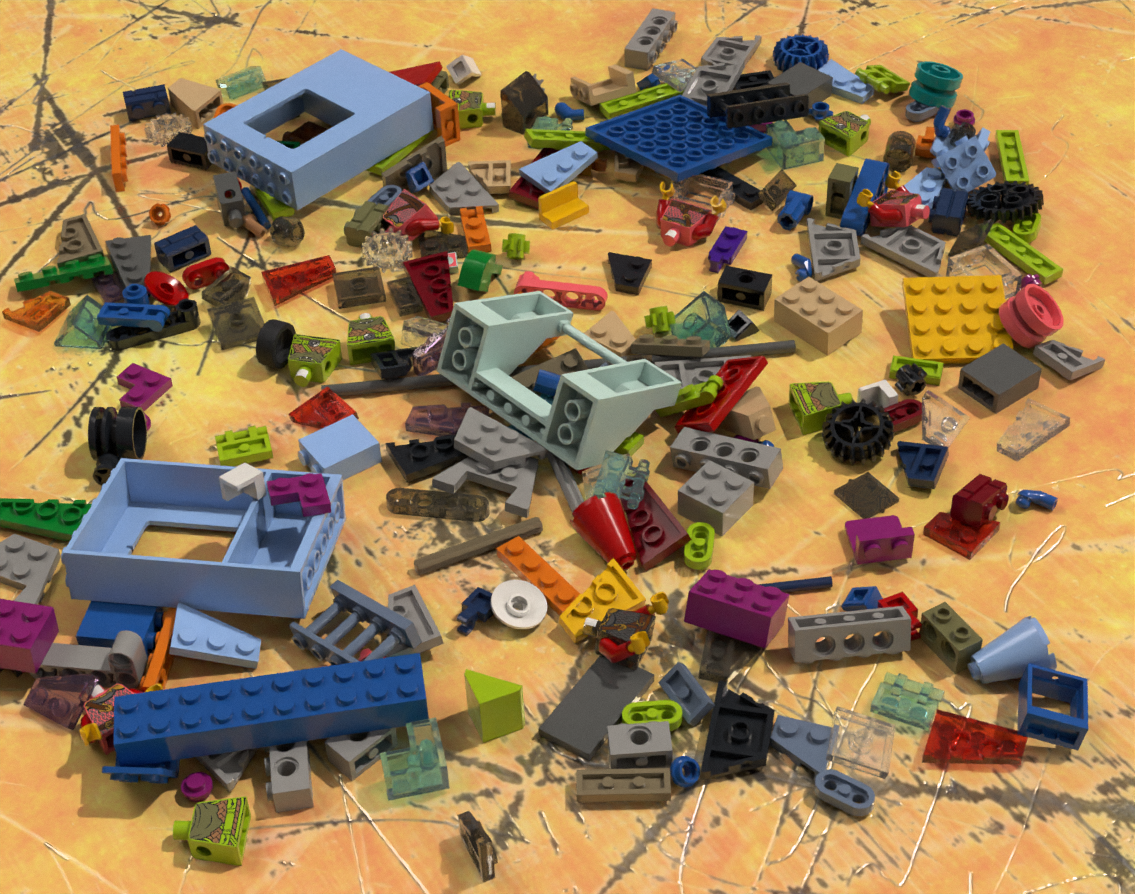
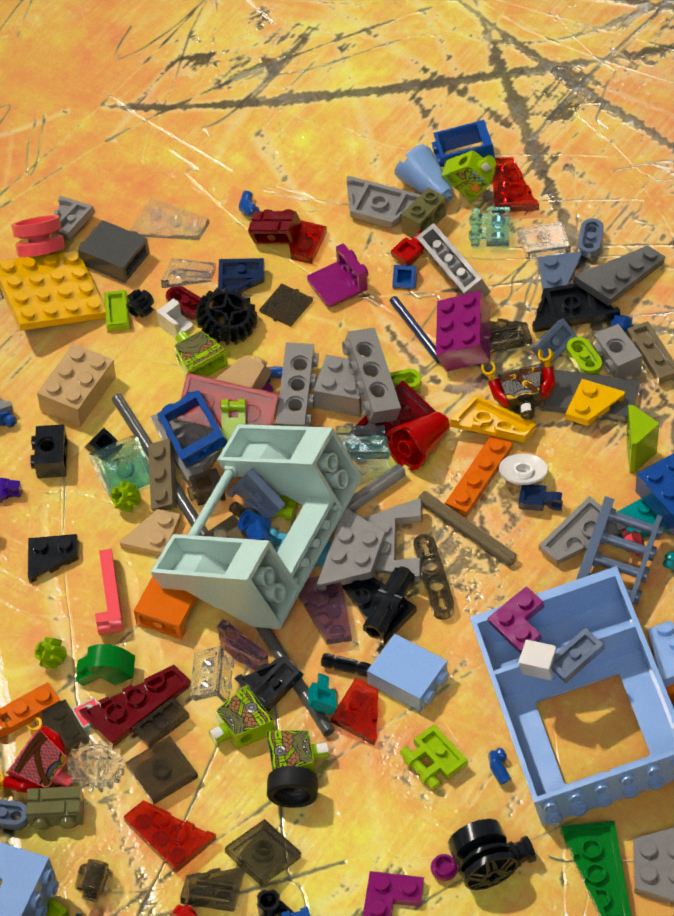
camera: 110 degrees left, 10 degrees up
(225, 509) = (576, 655): none -> sand blue plate
(352, 384) = (321, 697): none -> teal plate
(383, 417) = (345, 664): none -> black axle
(415, 447) = (389, 602): none -> black piece
(576, 693) = (591, 402): none -> yellow wing
(693, 494) = (366, 343): none -> light grey brick
(701, 357) = (202, 447): none -> blue window
(760, 789) = (619, 275): none -> dark grey wing
(991, 684) = (469, 173): none -> lime torso
(995, 605) = (377, 202): none -> light grey wing

